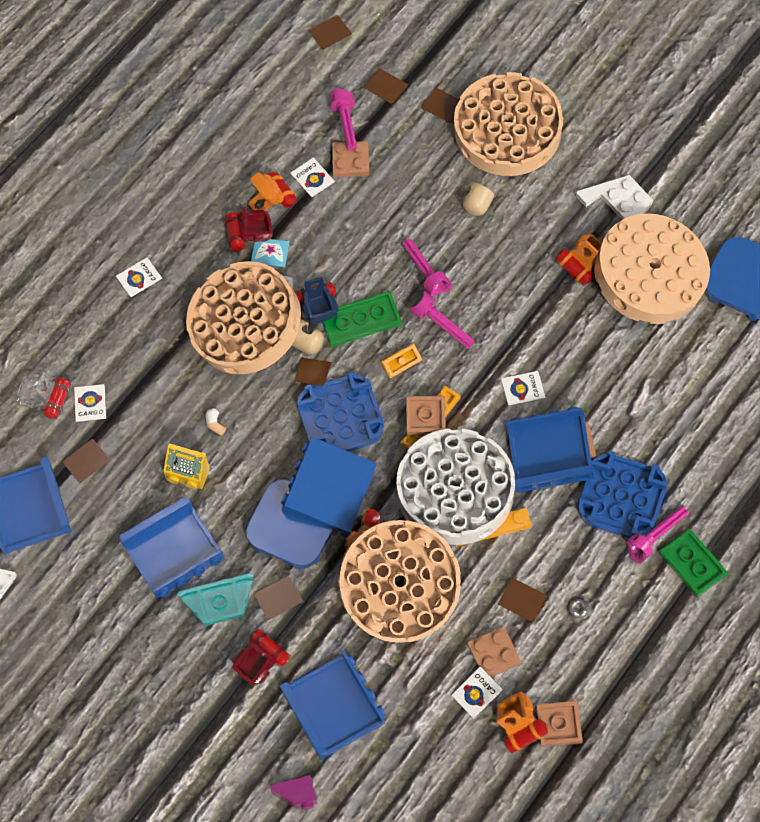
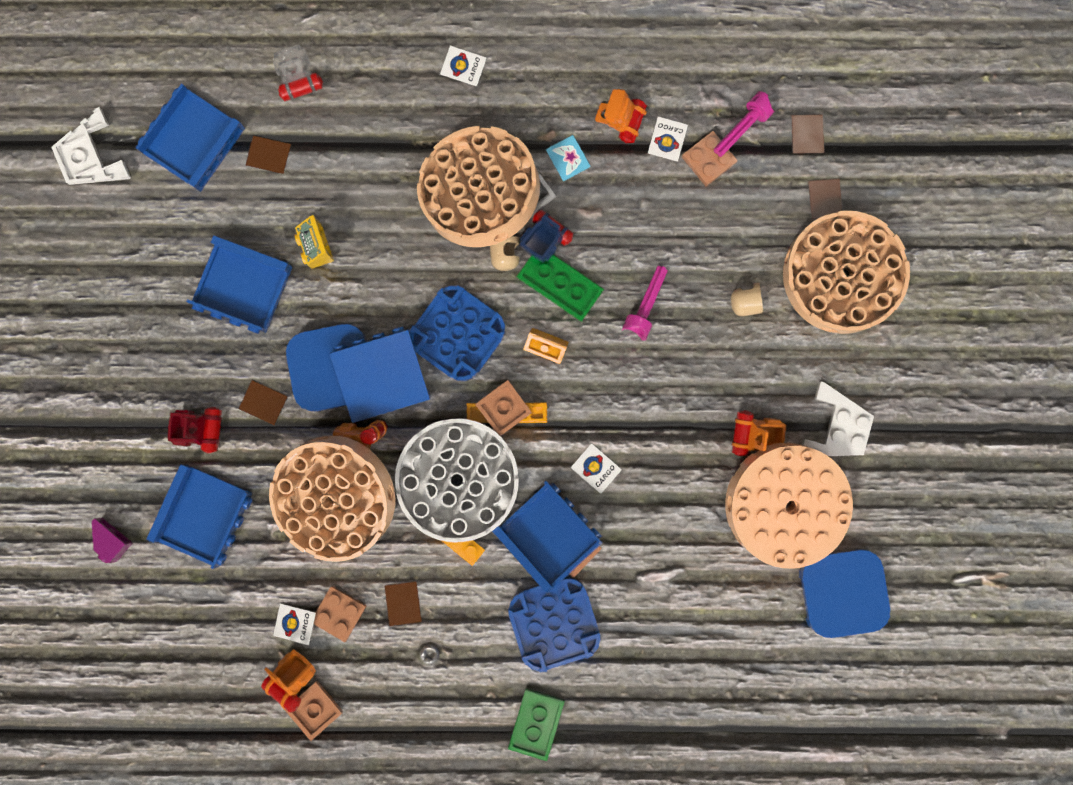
camera: 50 degrees right, 20 degrees up
(90, 403) = (320, 117): white sticker -> none
(211, 421) = (377, 227): arm -> none
(219, 600) = (223, 357): teal wing -> none
(247, 227) = (572, 122): dark red piece -> none
(312, 371) = (479, 281): reddish brown sticker -> none
(330, 32) = (827, 42): reddish brown sticker -> none
(426, 308) = (607, 334): dark pink piece -> none
(640, 545) = (515, 672): dark pink piece -> none

